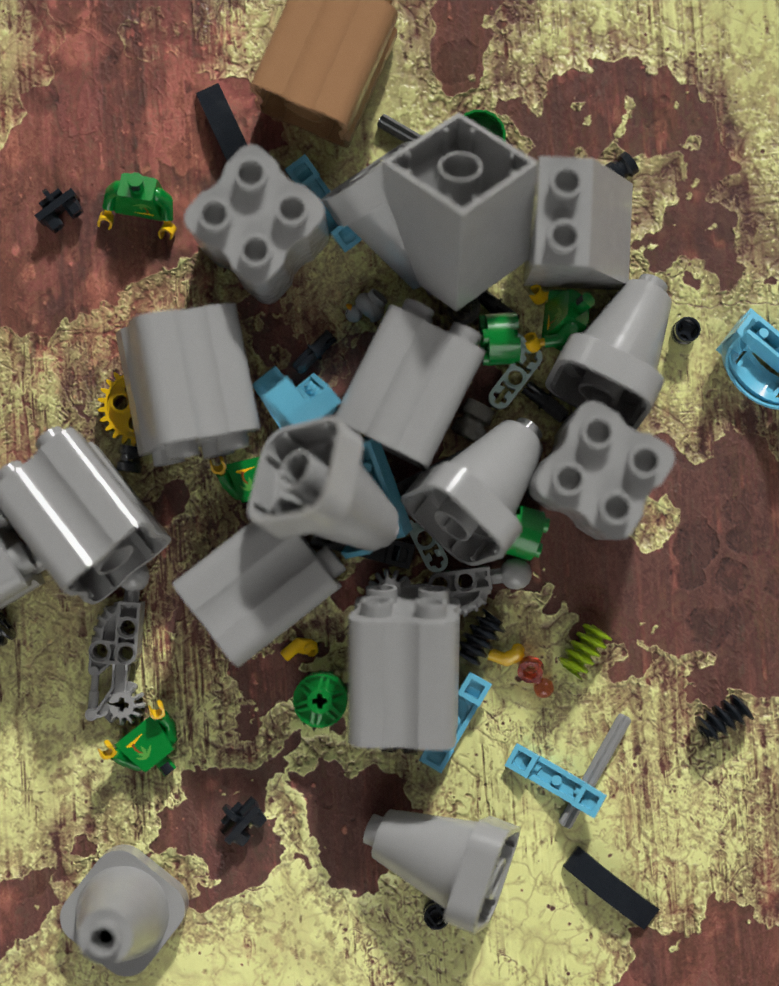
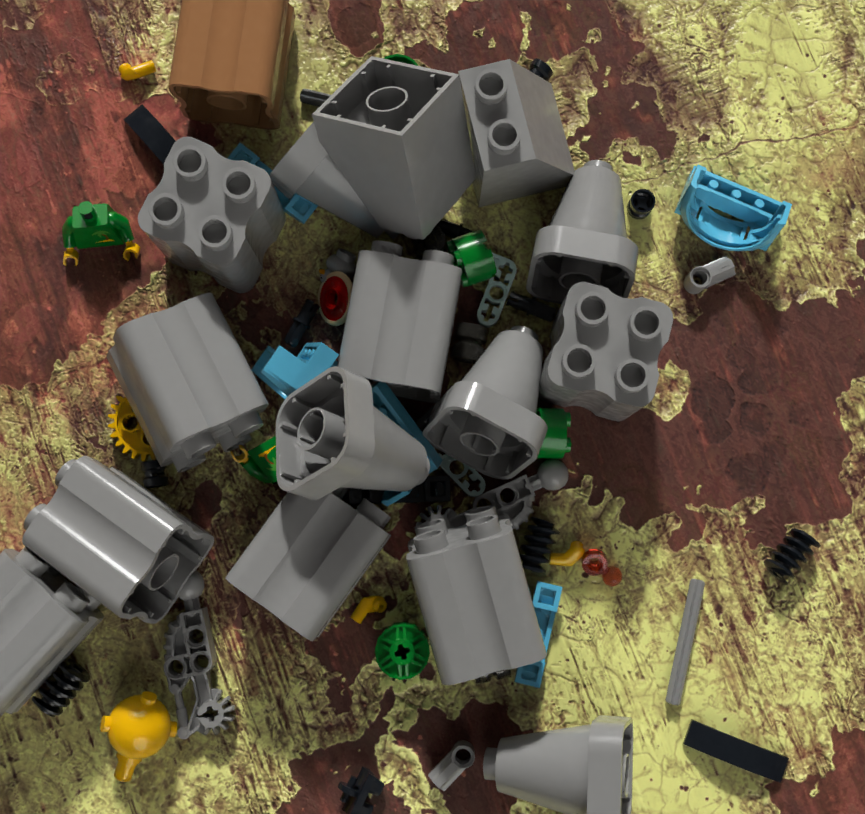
camera: 20 degrees left, 5 degrees down
(48, 700) = (137, 731): none -> yellow piece
(54, 205) = (20, 256): black hips -> none
(146, 744) = (246, 745): green torso -> none
(222, 48) = (130, 73): none -> yellow arm
(335, 821) = (451, 766): none -> light grey piece
(358, 323) = (335, 283): none -> red wheel
(556, 780) = (651, 661): medium azure slope -> none
(563, 315) = (522, 222): green torso -> none
(584, 650) = (639, 528): lime piece -> none
(732, 421) = (709, 274): none -> light grey piece

